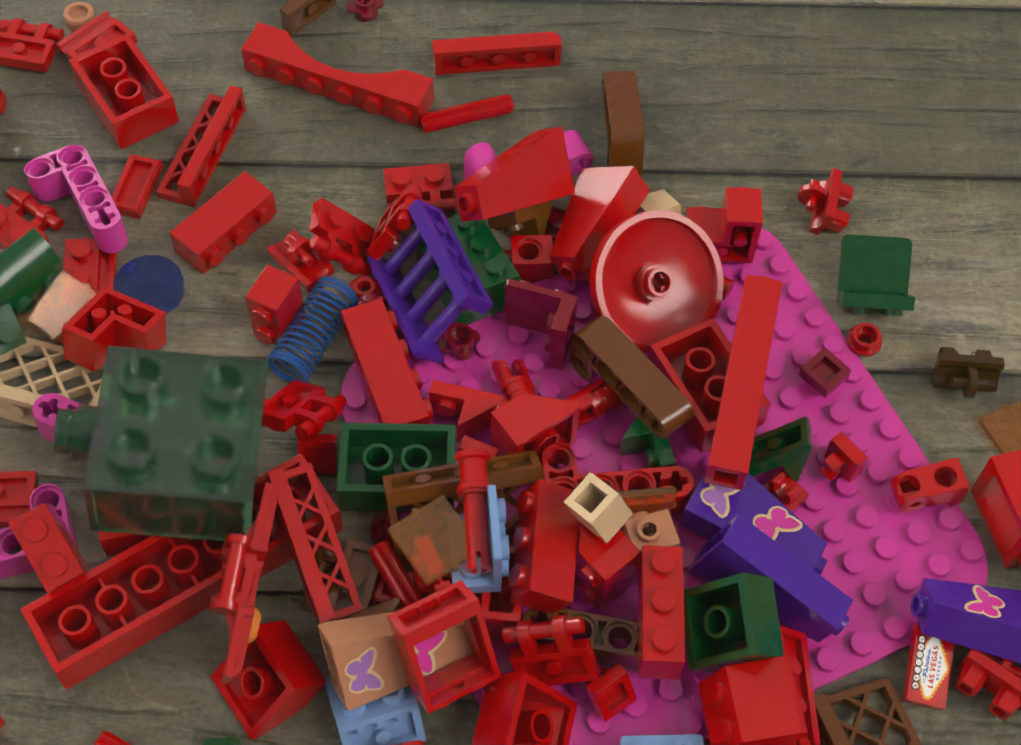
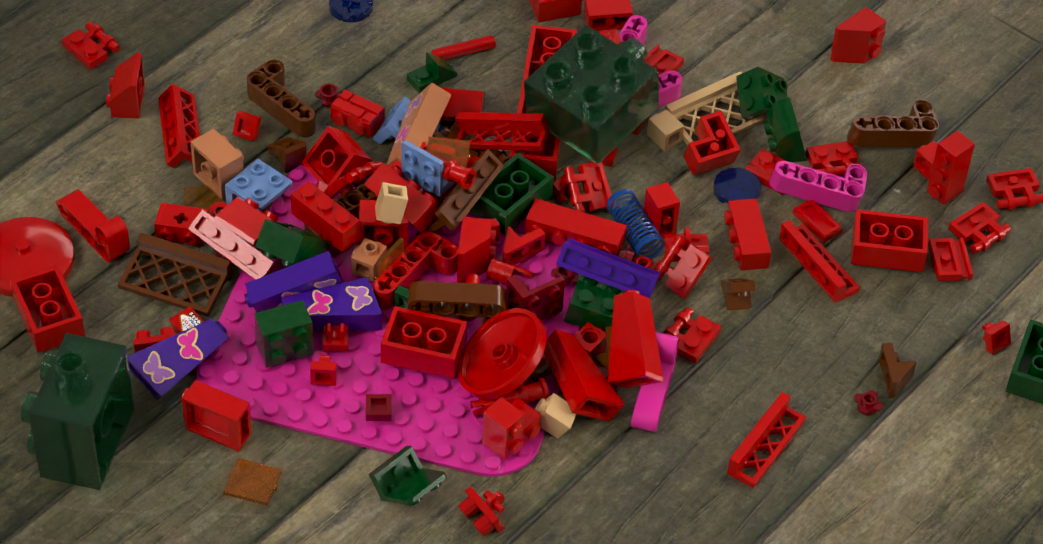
camera: 130 degrees right, 10 degrees down
(60, 304) = (750, 141): clear orange piece -> none
(78, 15) = (985, 268): nougat tile -> none
(244, 559) = (492, 79): red piece -> none
(318, 178) = (737, 293): none -> reddish brown slope
(392, 94) = (858, 331): red arch -> none
(392, 222) = (671, 295): red plate -> none
(430, 617) = (392, 128): red window -> none
(466, 113) = (728, 393): red axle -> none
(623, 119) = (645, 450): reddish brown beam -> none
(743, 383) = (402, 331): red brick -> none
(784, 447) = (355, 342): dark green slope -> none
(857, 523) = (284, 333): none -> dark green brick
(865, 332) = (378, 450): red plate -> none
(930, 486) = (268, 395): red leg -> none
(967, 372) = (303, 487): dark brown hips -> none

